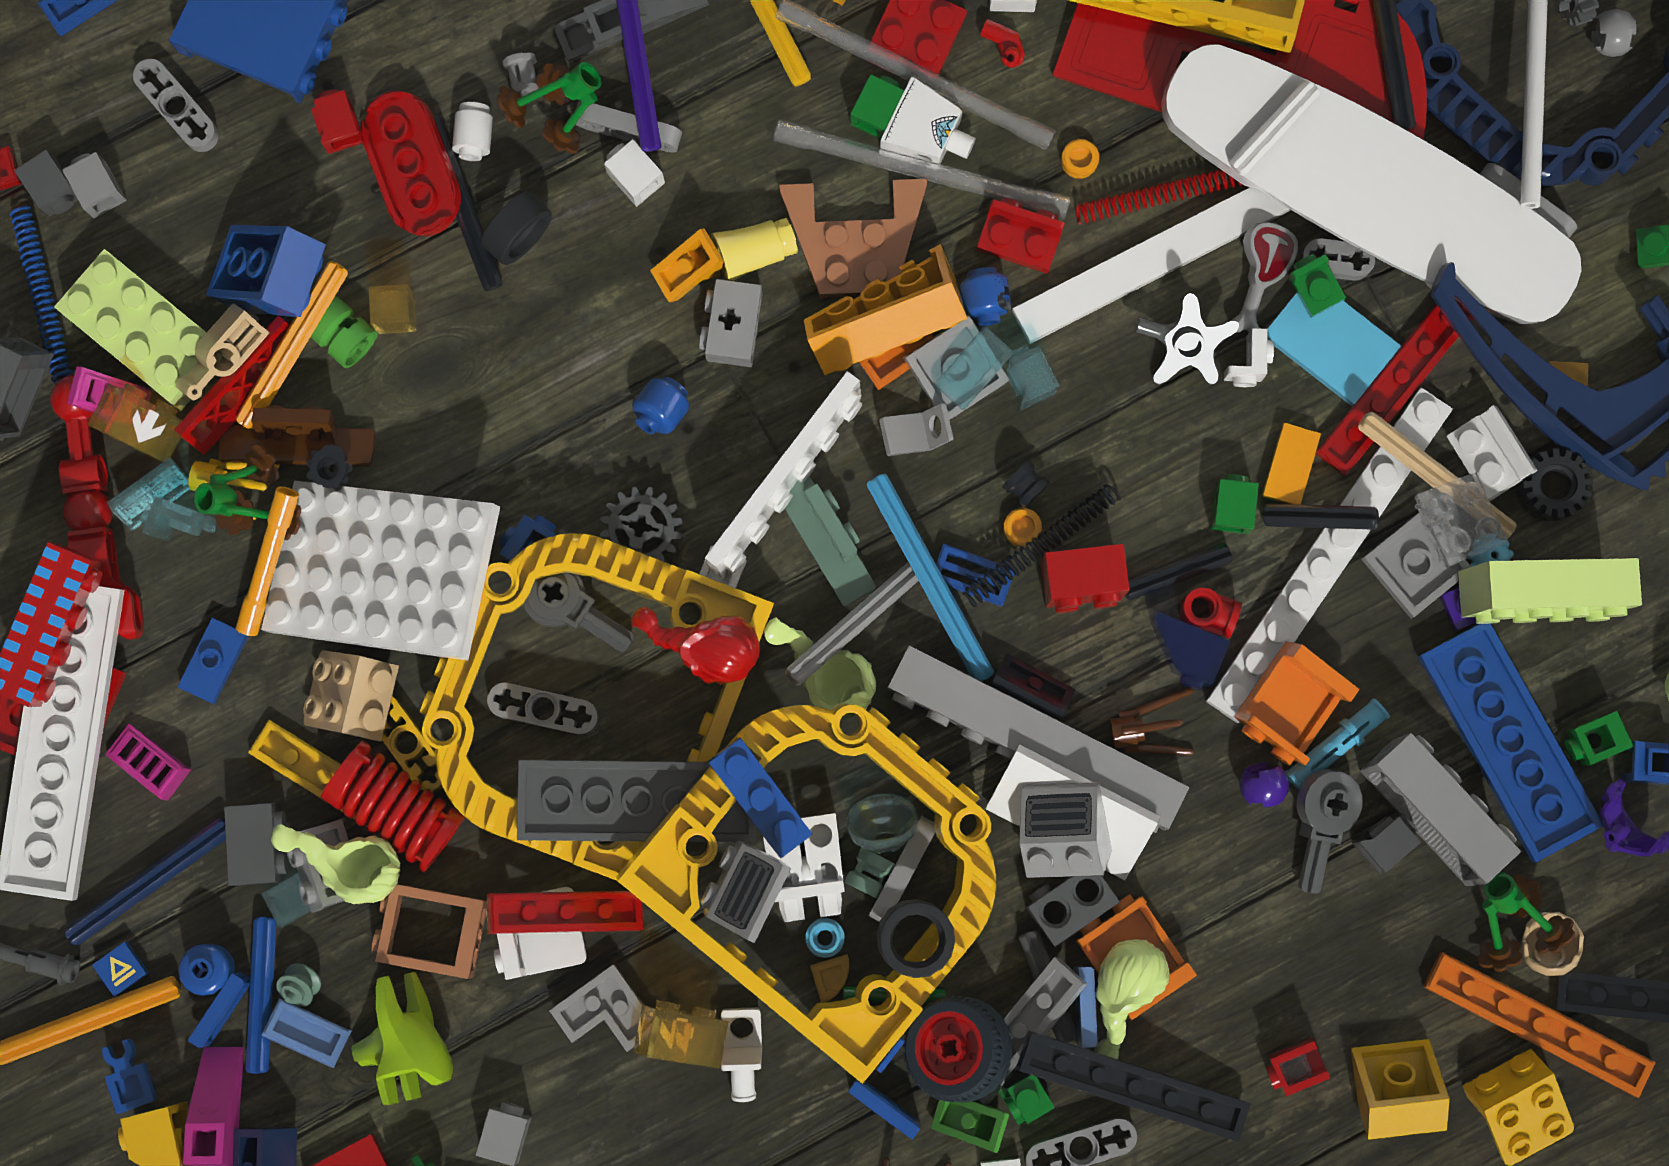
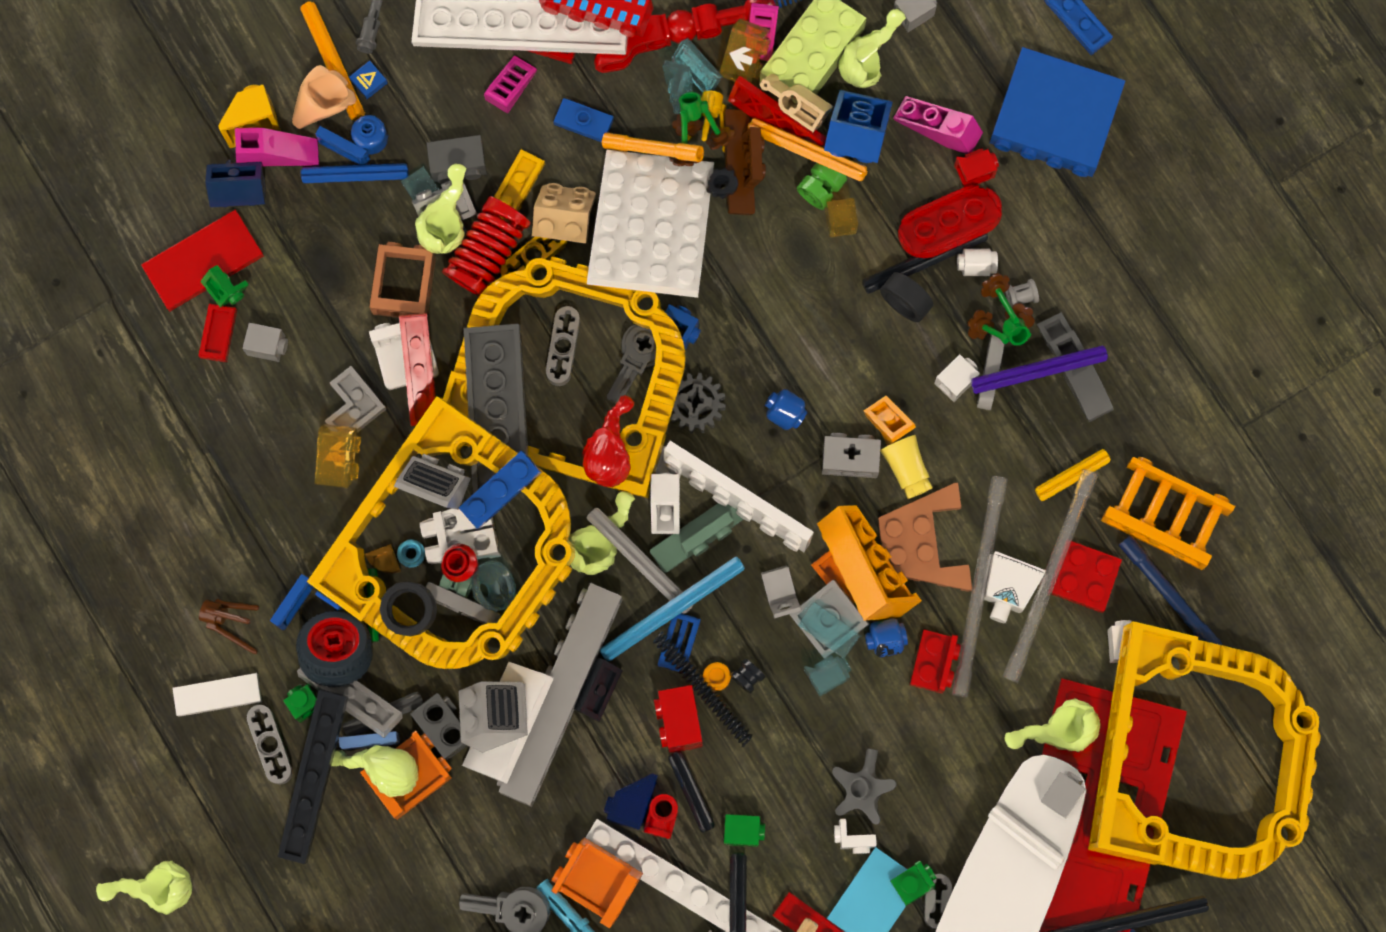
camera: 85 degrees right, 5 degrees down
(131, 1083) = (286, 92): blue plate -> none
(144, 1036) = (321, 96): none -> light nougat hat
(146, 882) = (427, 90): dark blue axle -> none
(160, 103) = (997, 50): light grey beam -> none
(165, 265) = (860, 59): none -> yellowish green hair
(268, 165) = (940, 124): none -> dark pink slope
(298, 984) = (361, 196): sand green wheel -> none
(306, 1033) = (329, 204): medium blue tile -> none
(404, 1043) = (324, 269): lime piece -> none
(742, 1054) = (326, 500): white bracket -> none
(784, 576) = (665, 503): none -> white brick
(852, 865) = (459, 563): none -> red cone
(876, 105) = (1024, 547): green brick -> none
(971, 1123) = (283, 663): bright green slope -> none
(1008, 43) = (1082, 644): red arm -> none
(1080, 158) = (998, 703): light orange tile -> none
(1124, 64) = (1069, 728): none -> yellowish green hair
(1130, 731) = (570, 762): reddish brown plant -> none
(1145, 262) = (921, 754): white tile -> none
(1150, 194) = (974, 759): red piece -> none
(1224, 70) = (1064, 793): none -> light grey brick
(1264, 784) = (536, 862): dark purple piece -> none
(1270, 255) = (936, 849): light grey piece -> none
(1291, 464) = (777, 873): light orange tile -> none
(1297, 1067) = (332, 897): red window -> none

